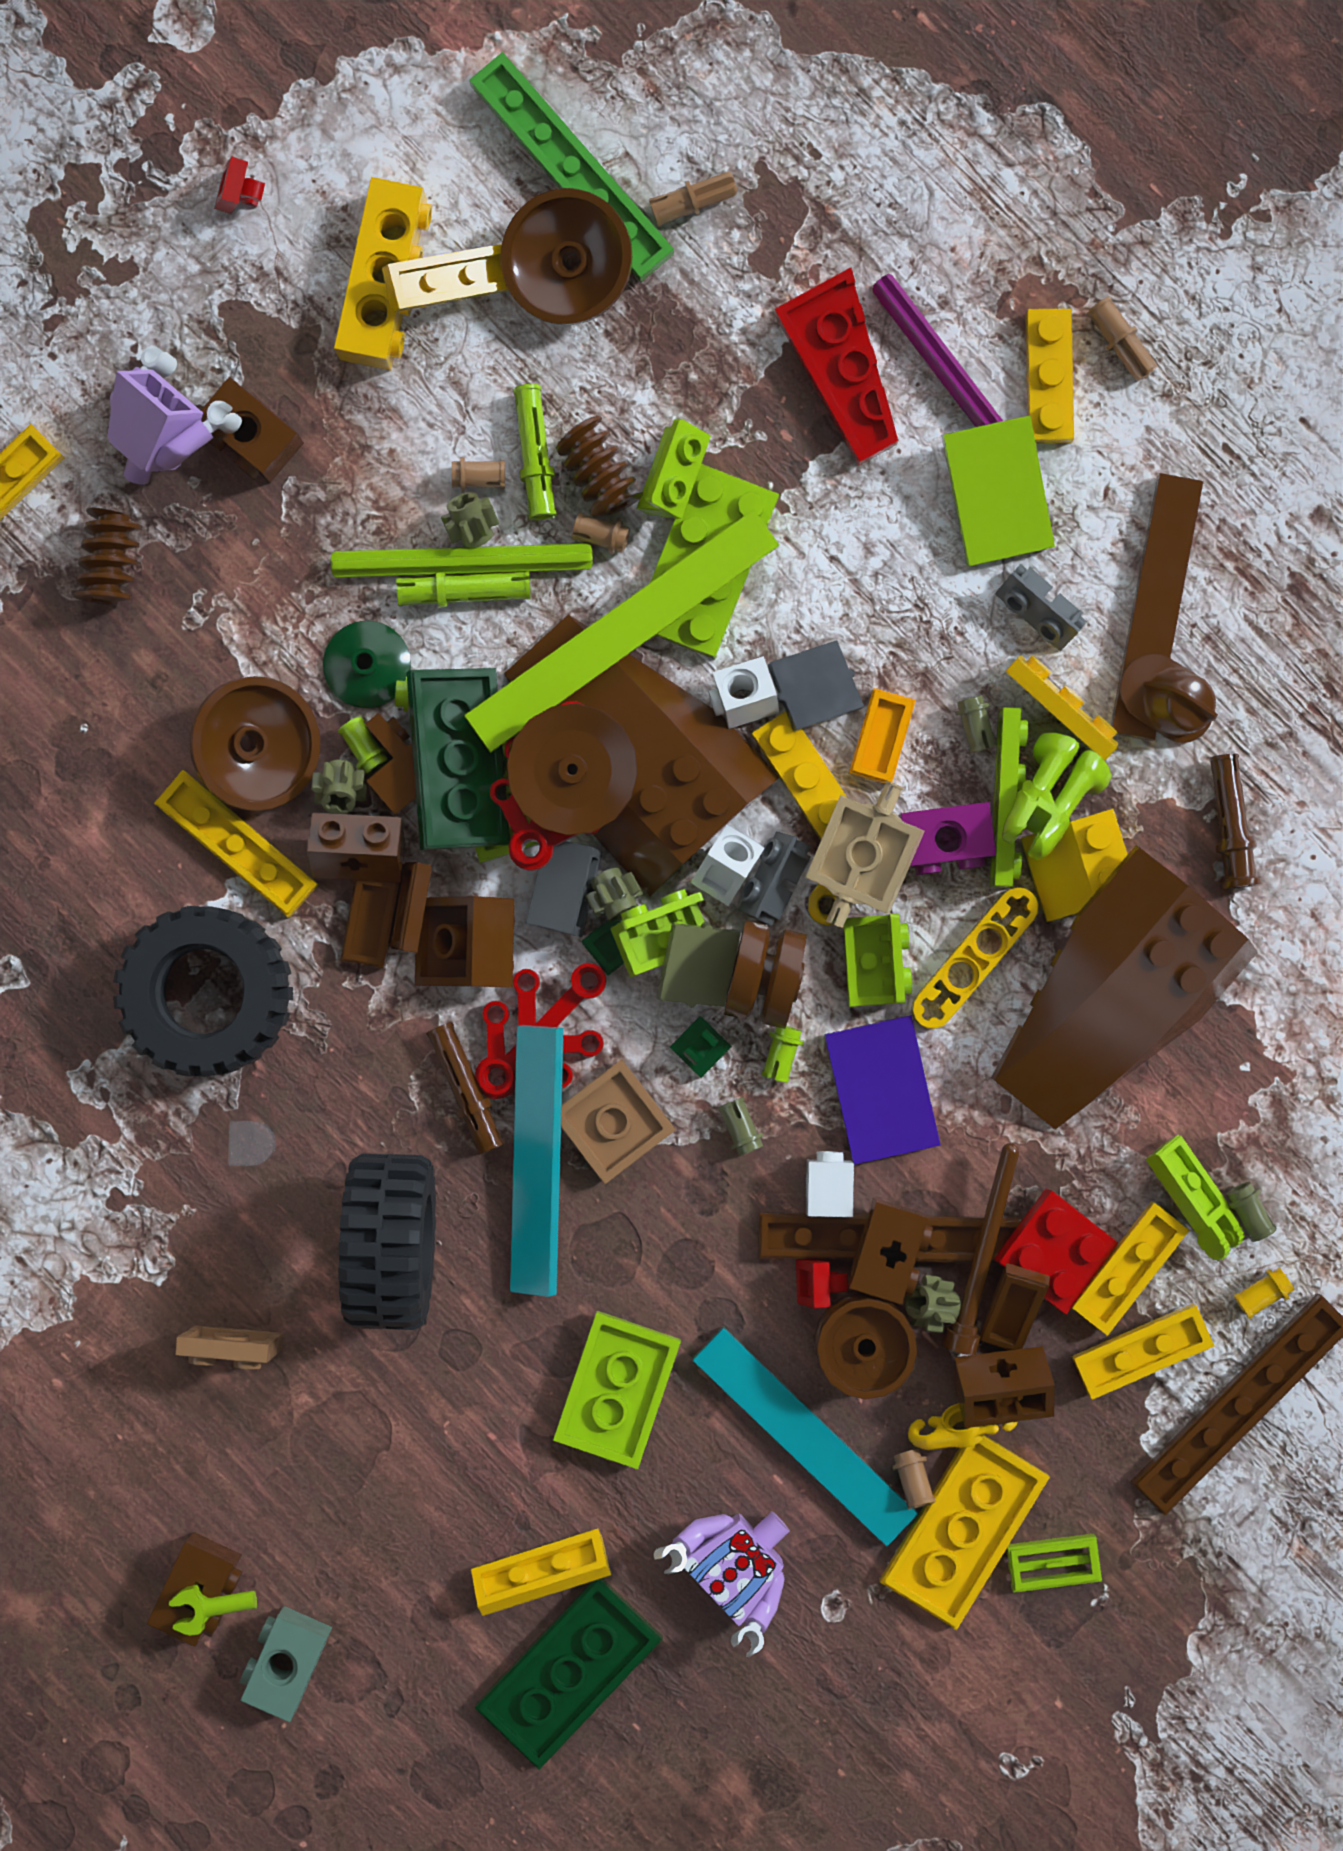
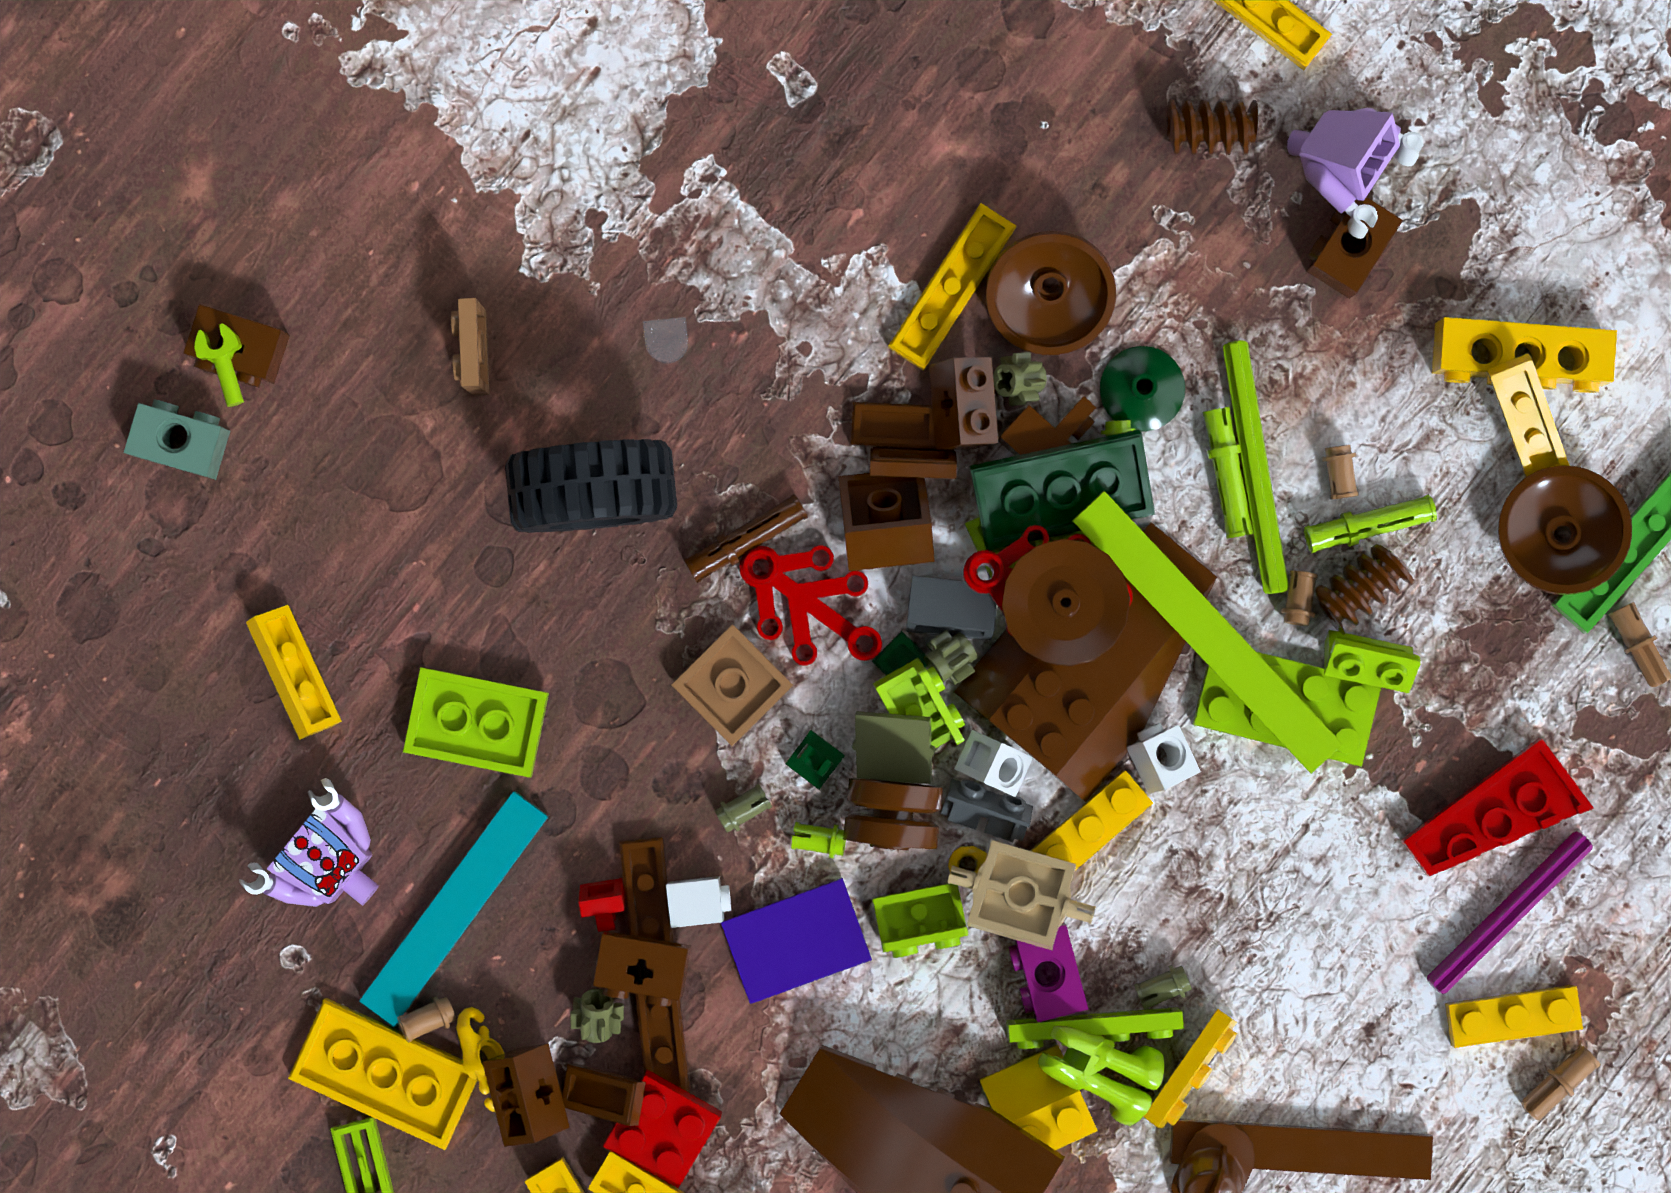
camera: 80 degrees right, 0 degrees up
(144, 984) = (798, 218): black tyre -> none
(237, 188) = (1588, 201): red tile -> none
(363, 746) = (1062, 397): lime pin -> none
(470, 520) = (1295, 470): olive gear -> none
(536, 1160) = (686, 616): teal tile -> none
(568, 1672) = (201, 711): dark green tile -> none
(815, 686) = (1179, 826): black piece -> none
(858, 1371) = (523, 951): reddish brown wheel -> none
(881, 736) = (1138, 896): light orange tile -> none
(962, 1334) = (571, 1048): reddish brown piece -> none
(979, 962) = (938, 1009): yellow beam -> none
(998, 490) = (1393, 980): lime tile -> none
(1054, 621) = (1273, 1050): dark grey hinge -> none

